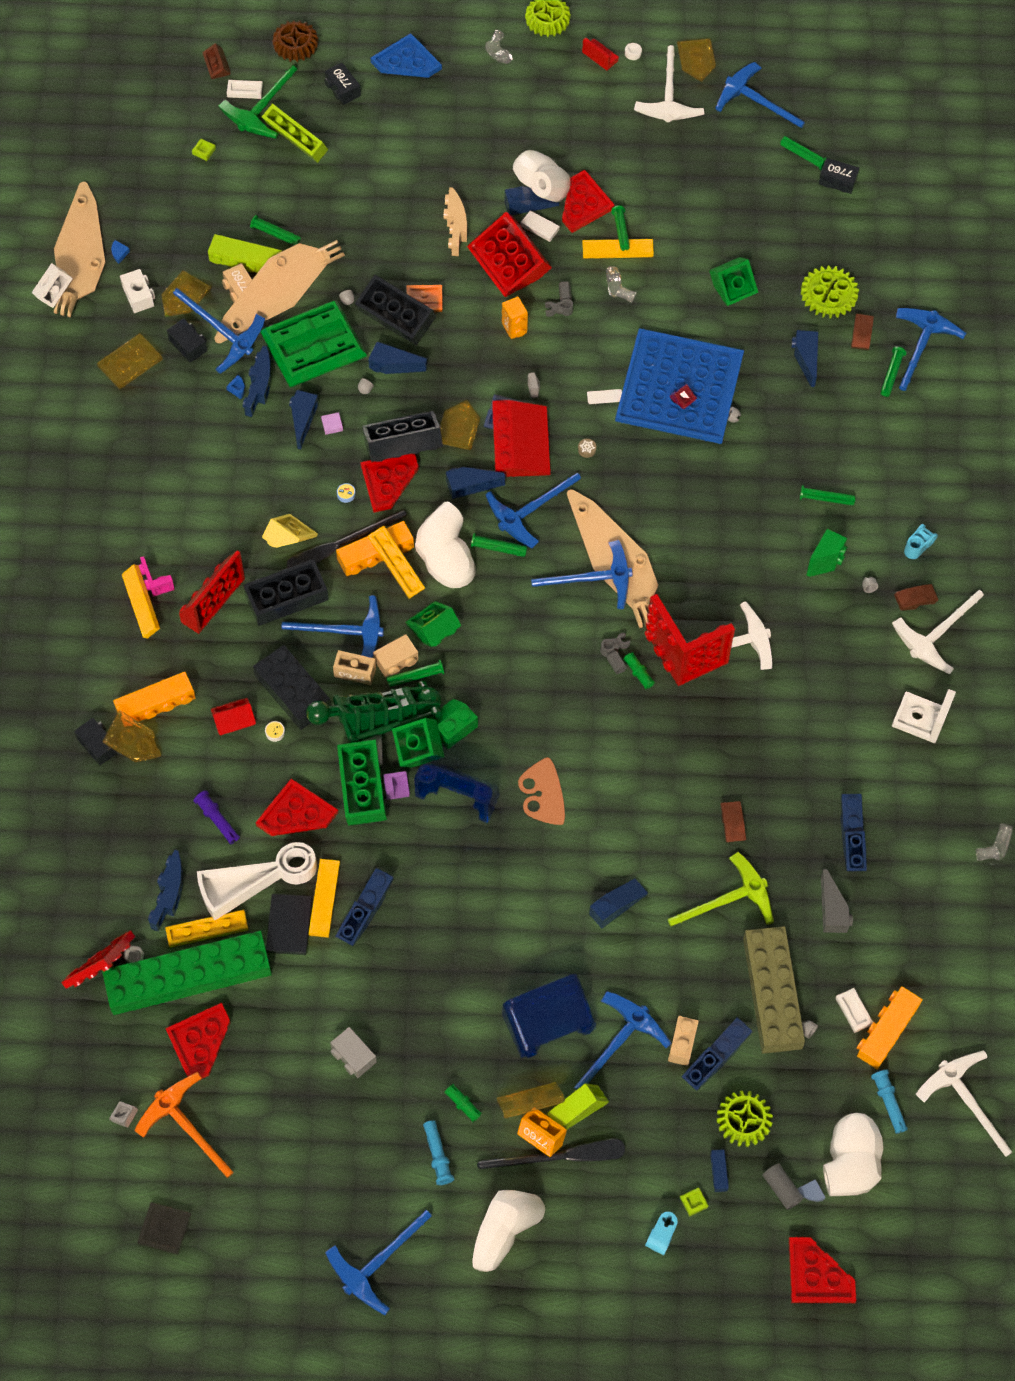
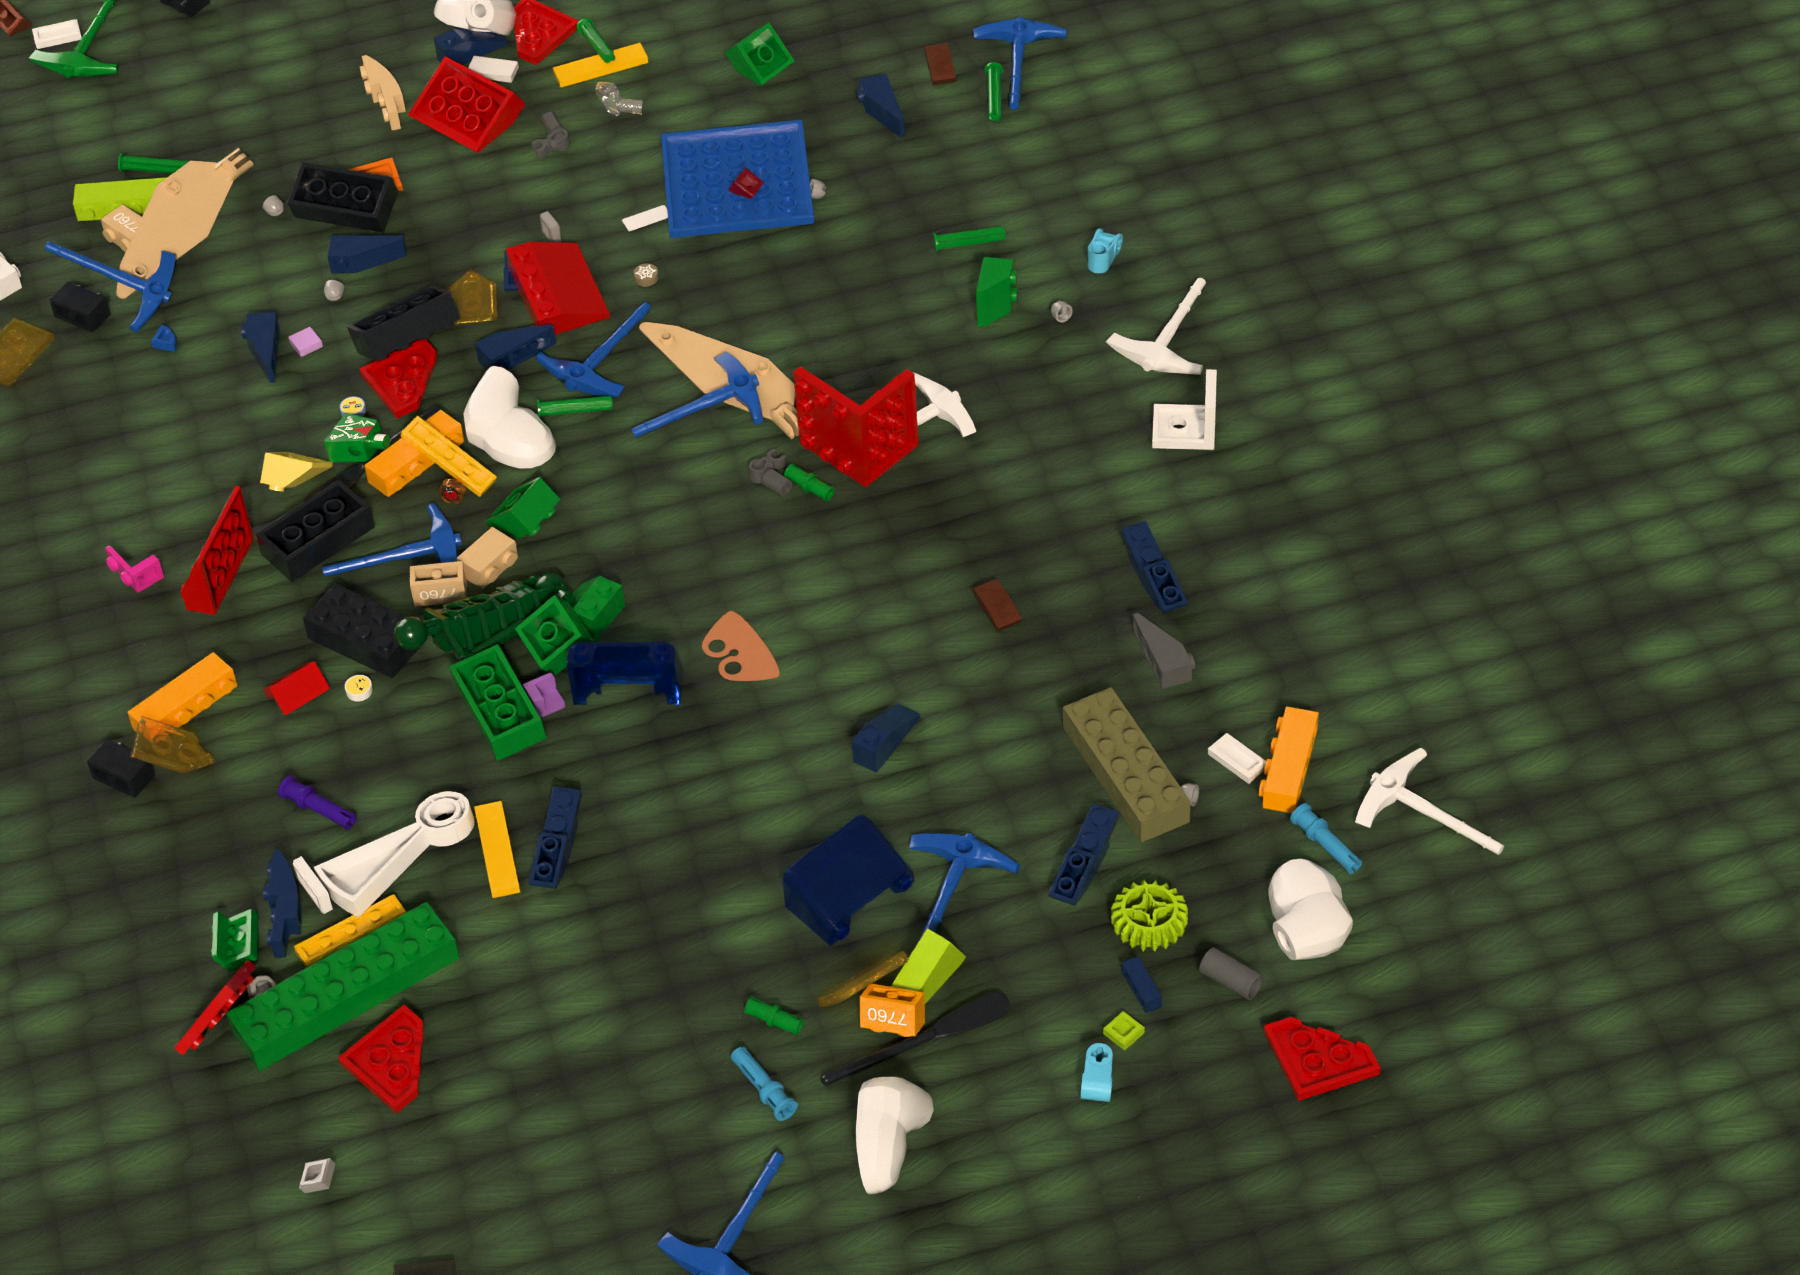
camera: 15 degrees left, 15 degrees down
(128, 908) = (234, 939): none -> green bracket
(140, 601) = (123, 599): yellow tile -> none
(167, 1103) = (375, 1141): orange piece -> none
(188, 285) = (53, 270): clear yellow tile -> none
(192, 883) = (312, 885): none -> white tile
(203, 149) = (26, 108): lime tile -> none
(260, 382) = (193, 323): dark blue slope -> none
(288, 924) = (461, 892): black tile -> none
(295, 133) = (140, 56): lime brick -> none
(296, 811) = (420, 764): red plate -> none
(312, 339) = (253, 259): green piece -> none
(337, 524) = (355, 439): none -> green torso
(352, 1052) = (604, 1005): light grey brick -> none
(390, 590) = (452, 491): none -> clear orange tile
(415, 674) = (523, 569): green axle -> none
(514, 317) = (499, 163): light orange brick -> none
(683, 1040) = (1034, 855): tan brick -> none
(753, 887) = (1050, 665): lime piece -> none
(812, 1191) = (1272, 969): sand blue tile -> none
(842, 299) = (897, 37): lime gear -> none
(916, 596) = (1121, 307): copper slope -> none
(1000, 846) = (1342, 528): clear arm -> none

